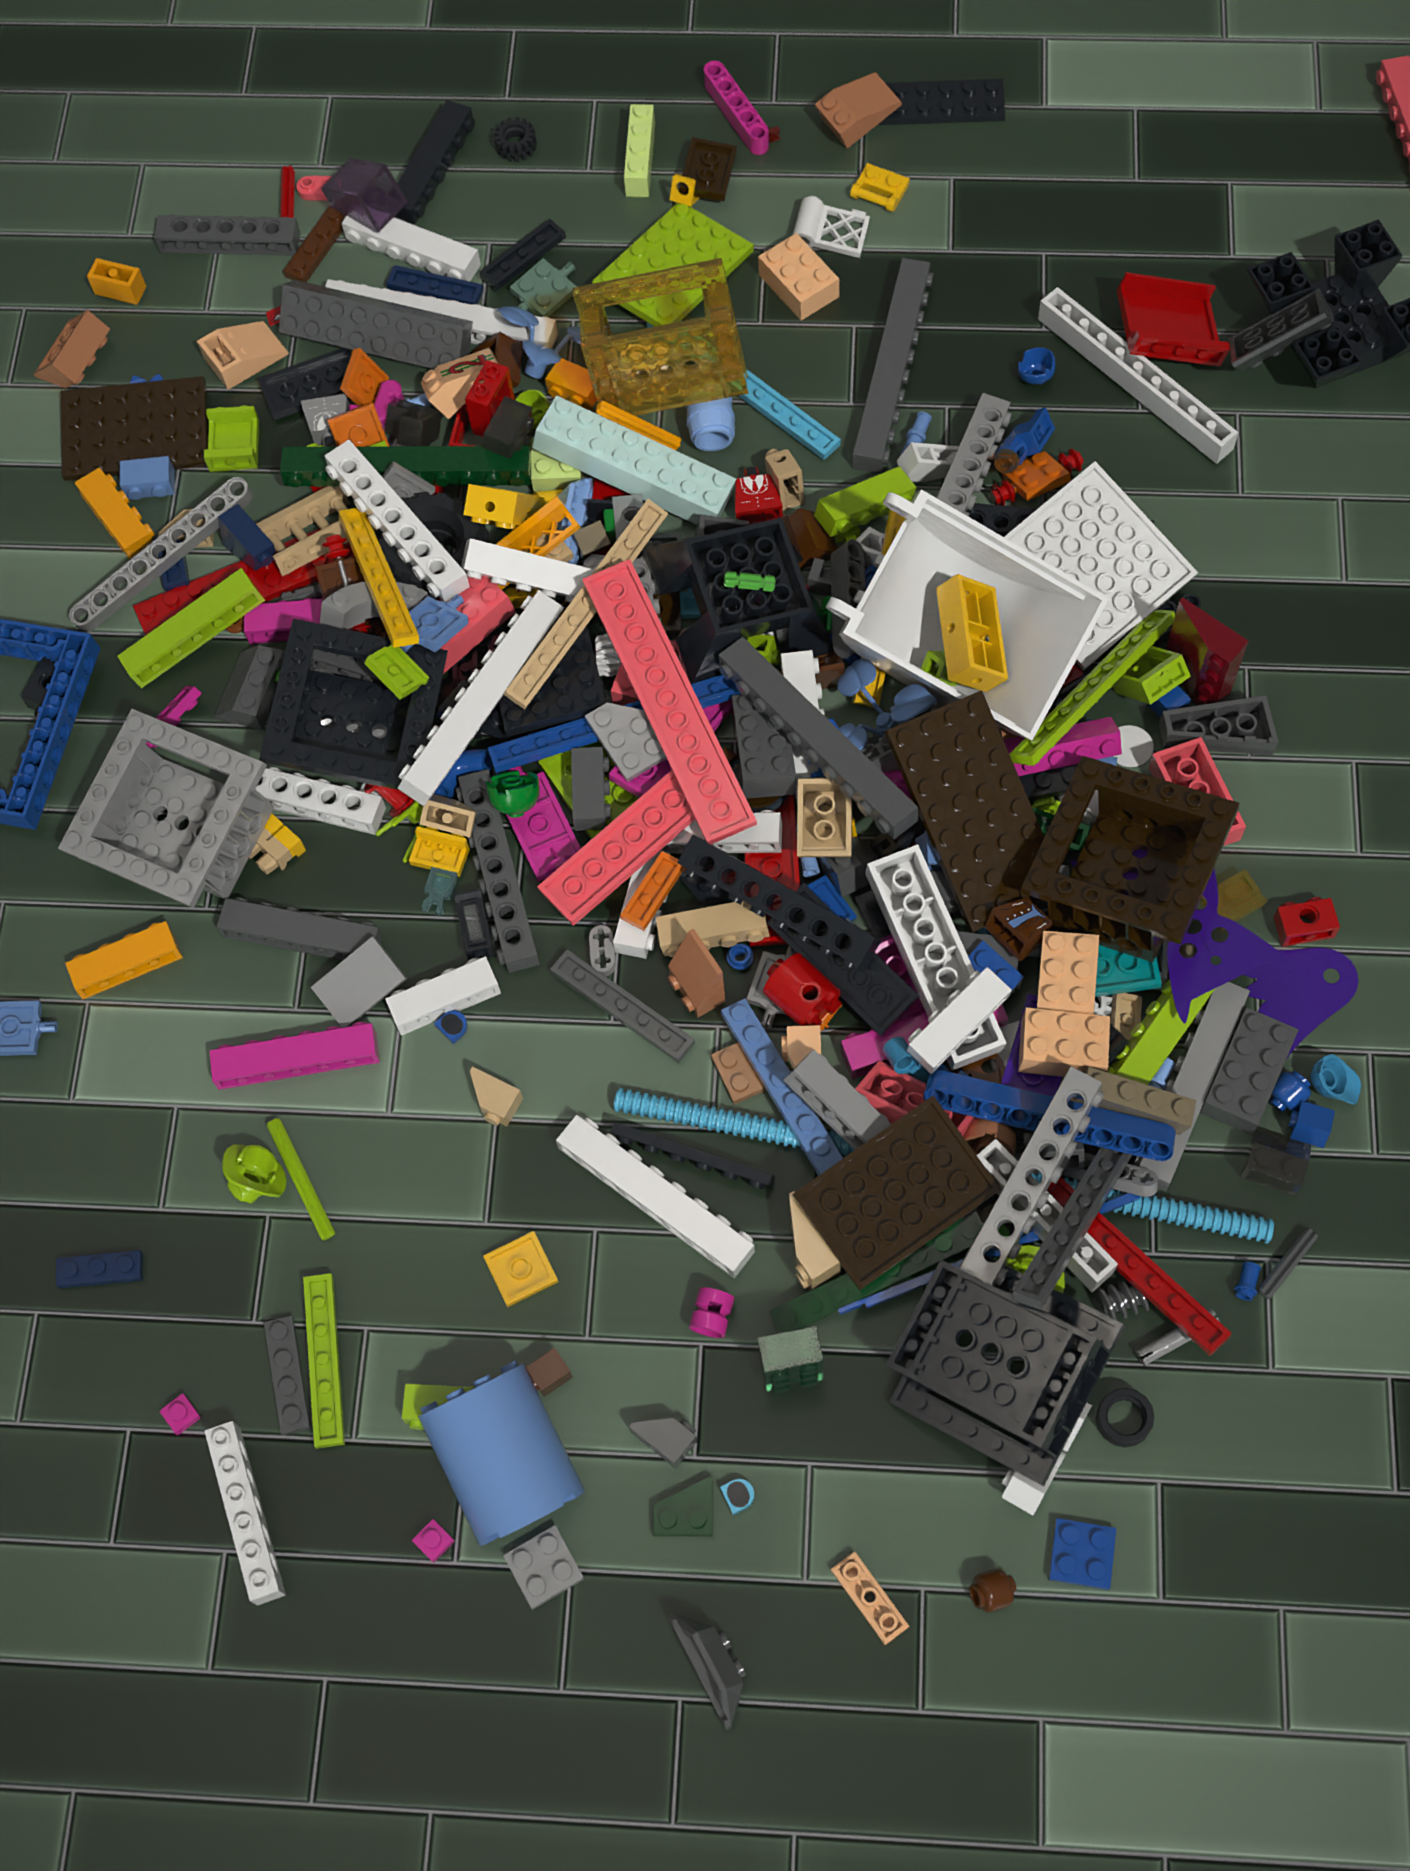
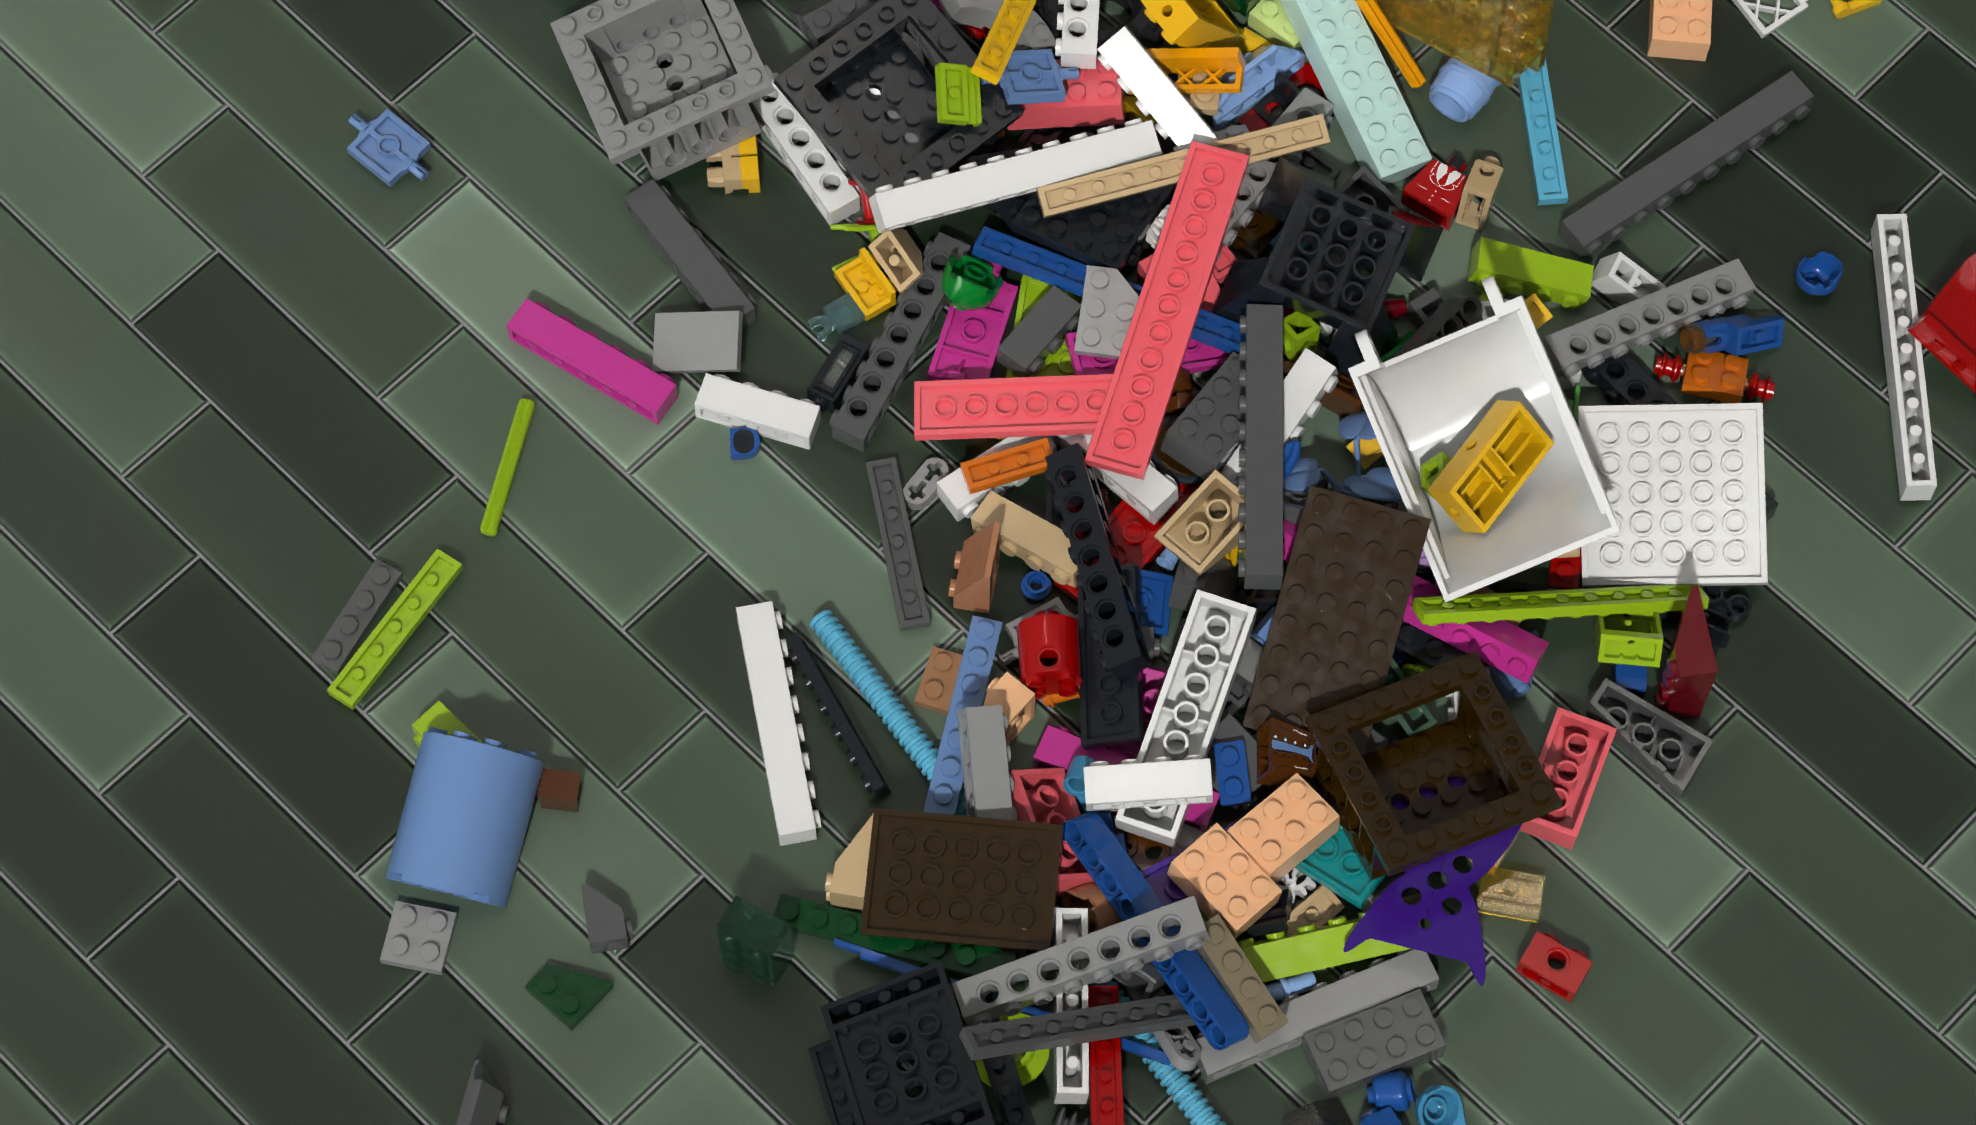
camera: 35 degrees right, 0 degrees up
(99, 1269) = (287, 407): dark blue plate -> none
(123, 960) = (527, 164): light orange brick -> none
(180, 1414) = (248, 577): dark pink plate -> none
(245, 1513) = (229, 695): white brick -> none
(252, 1173) = (472, 429): lime hat -> none
(433, 1540) = (353, 843): dark pink plate -> none
(469, 762) = (957, 225): blue cylinder -> none
(495, 1097) = (721, 532): tan slope -> none
(520, 1268) = (615, 690): yellow tile -> none
(591, 539) = (1252, 110): dark tan panel -> none
(610, 525) = (1279, 108): green tile -> none
(709, 1322) = (723, 860): dark pink wheel -> none
(738, 1495) = (620, 1016): tile -> none
(749, 581) = (1330, 260): bright green axle -> none
(811, 537) = (1449, 266): reddish brown slope -> none
(918, 430) = (1644, 249): medium blue pin -> none
(1135, 746) = (1558, 686): white sticker -> none
(1301, 994) = (1492, 1018): dark purple piece -> none

